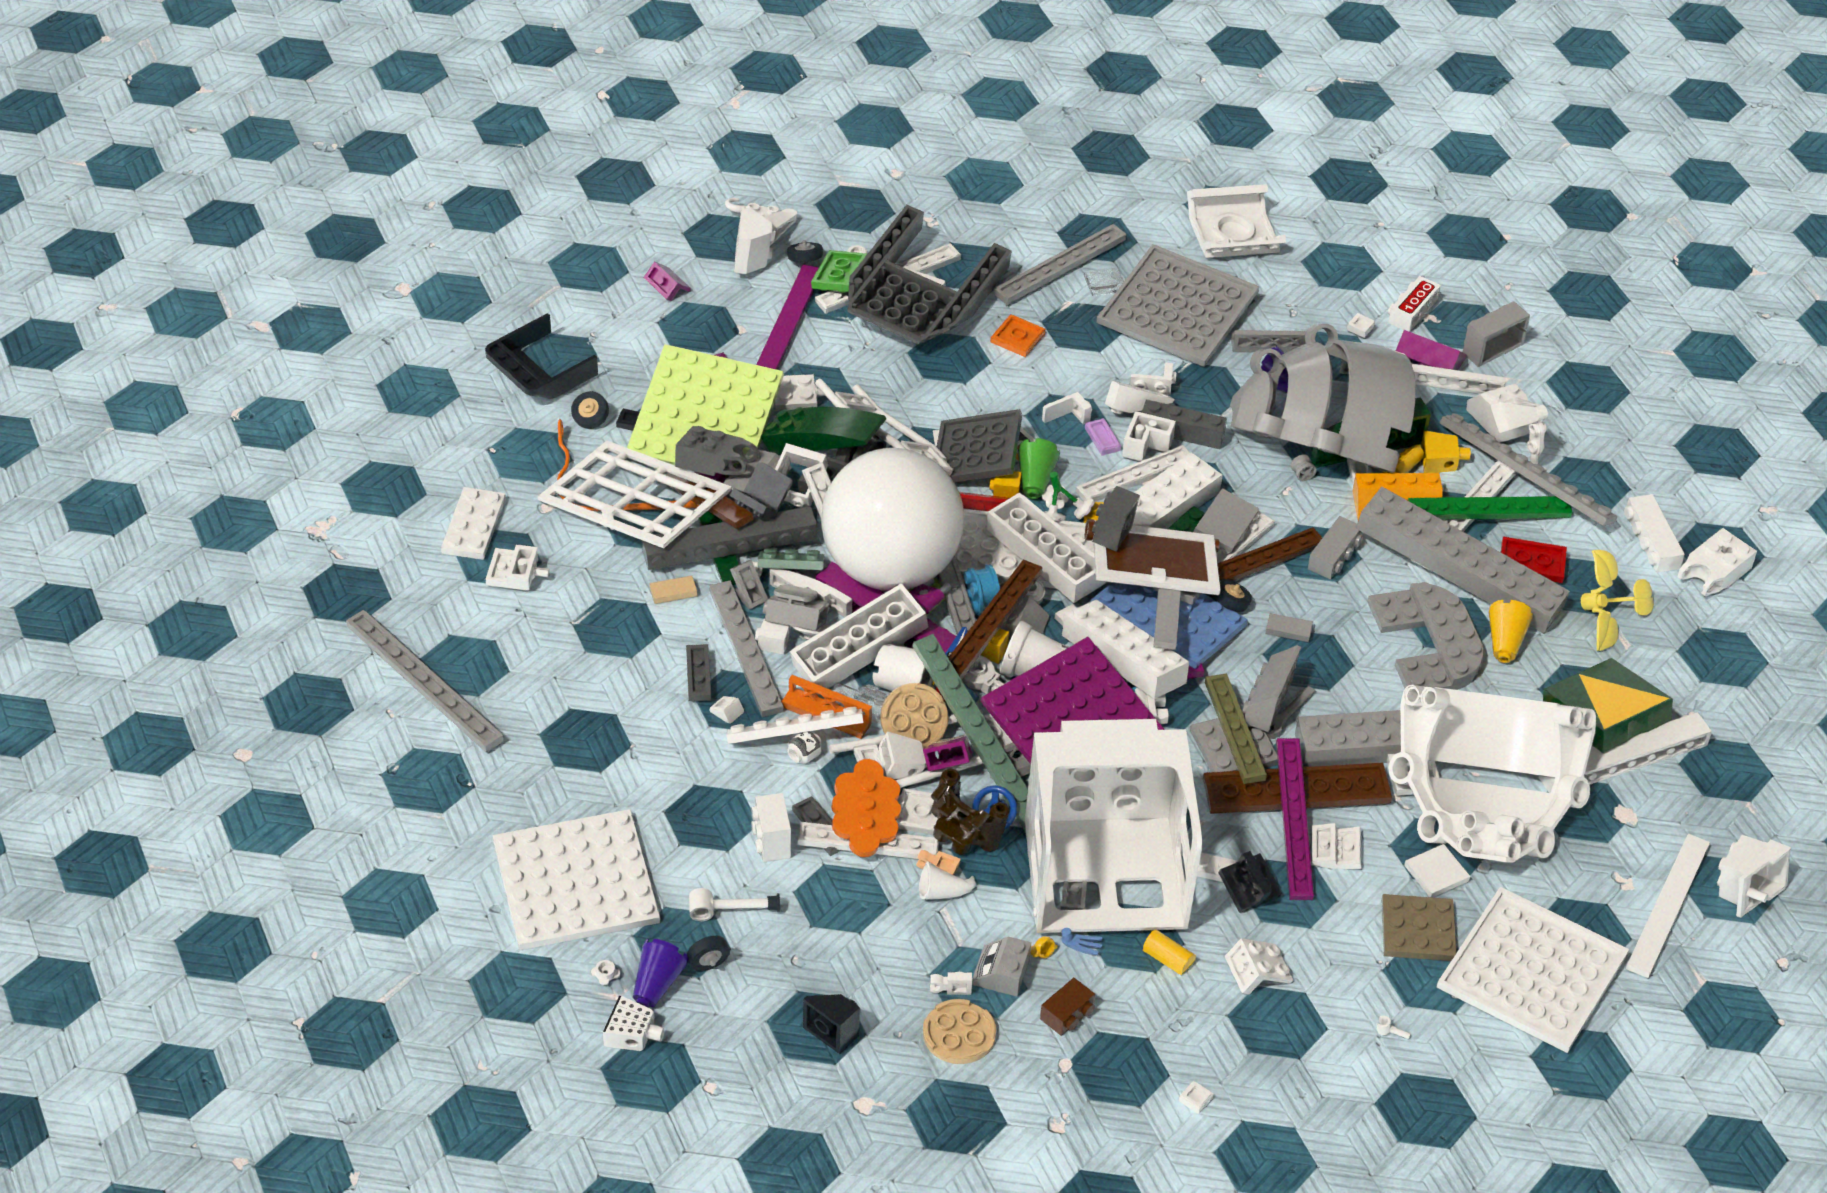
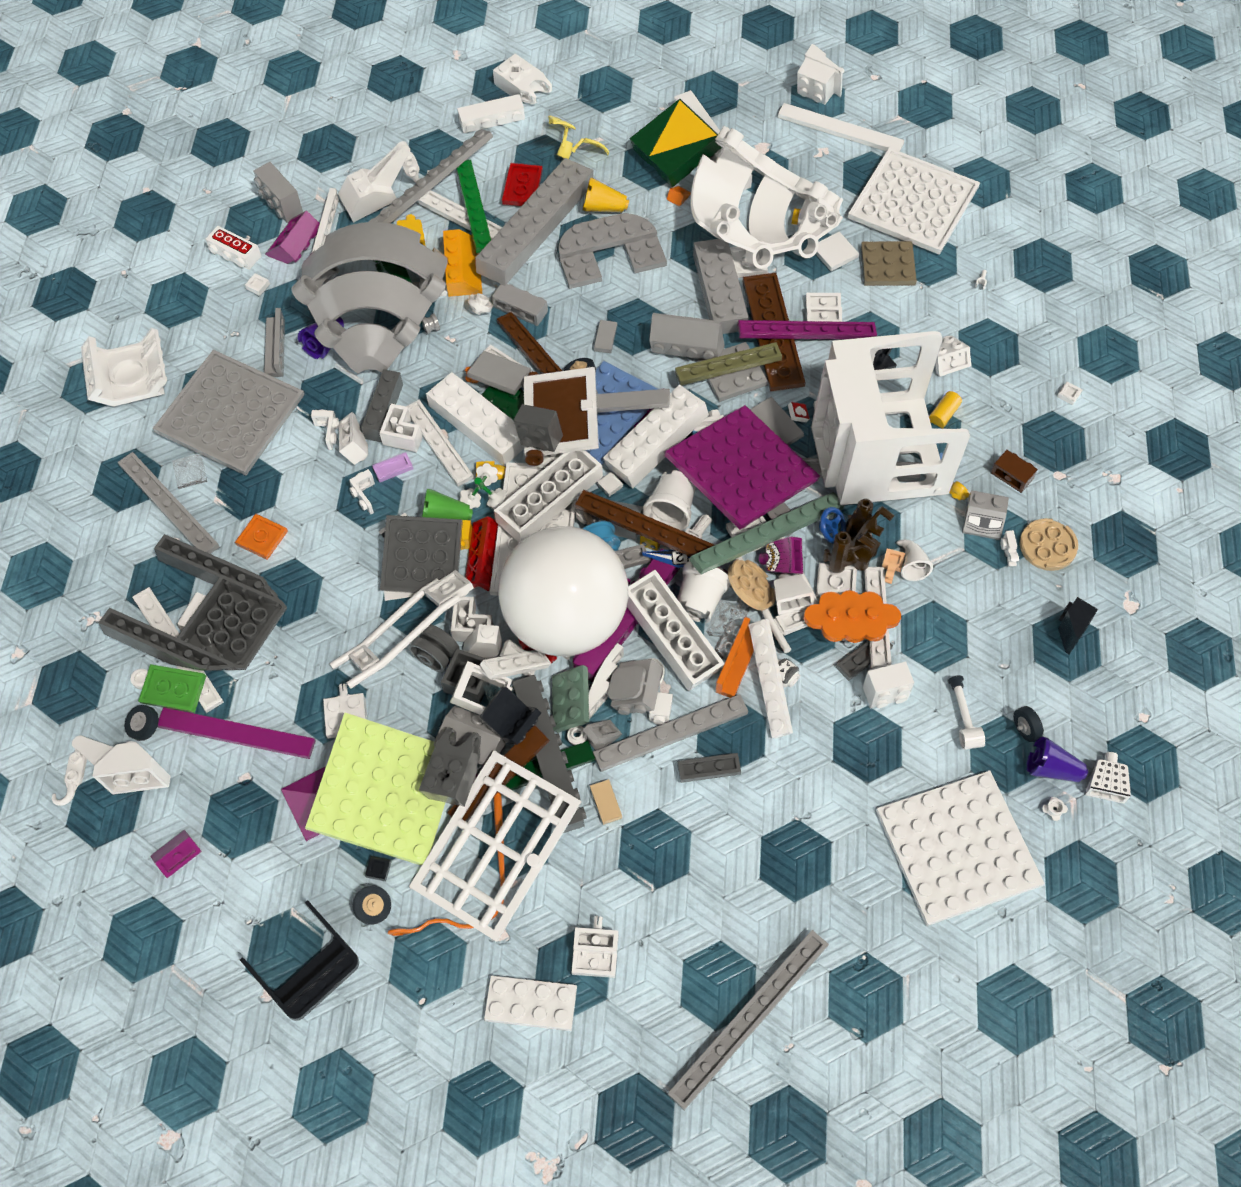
camera: 90 degrees left, 15 degrees up
(727, 709) = (744, 742): white slope -> none
(821, 428) = (420, 673): dark green slope -> none
(1332, 507) = (480, 303): none -> white plate

